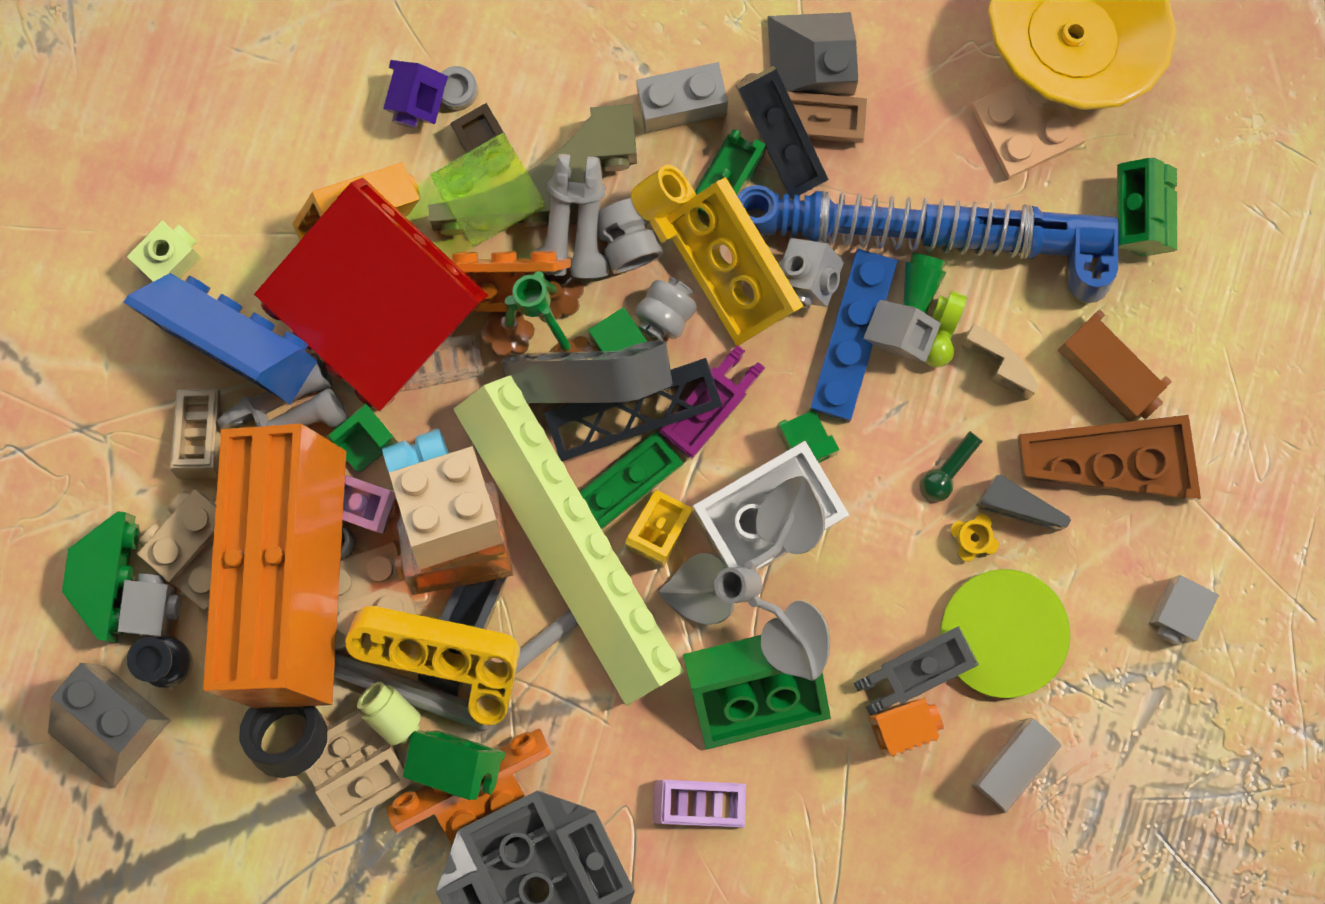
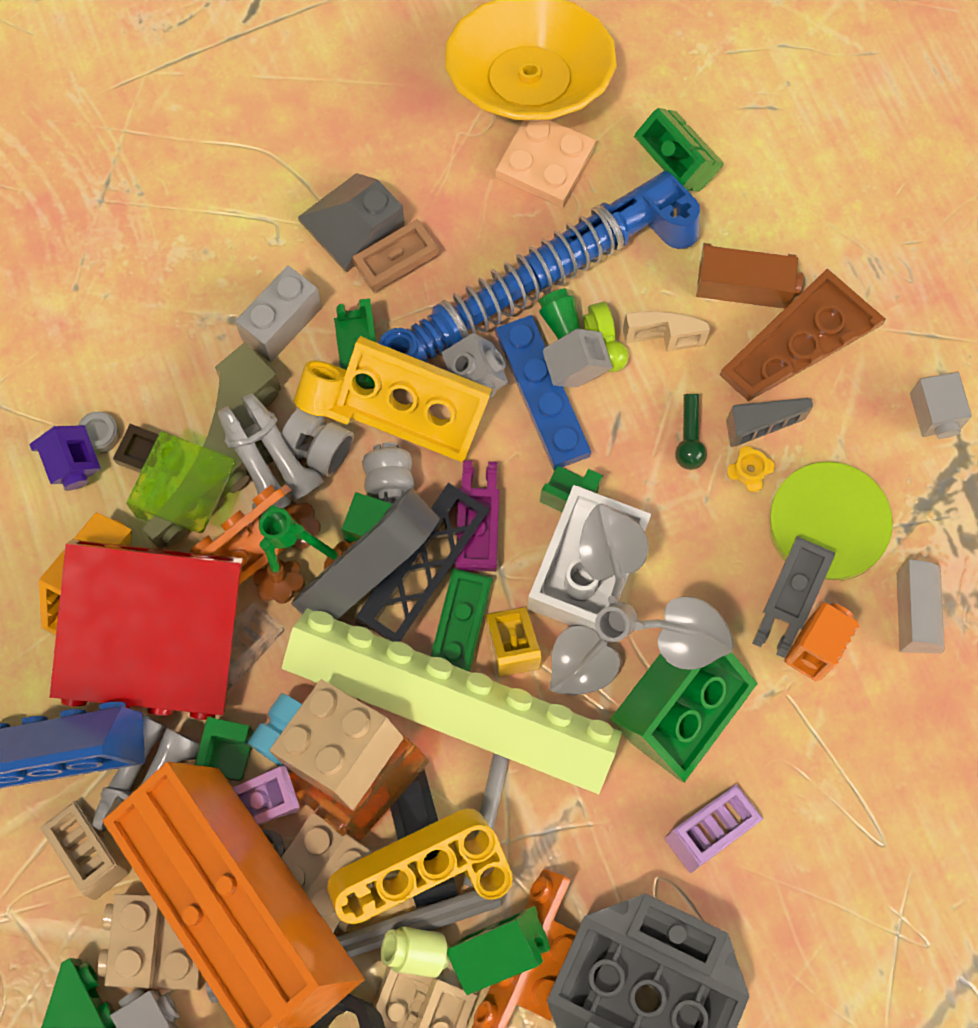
camera: 40 degrees left, 10 degrees down
(781, 131) = (372, 279): black piece -> none

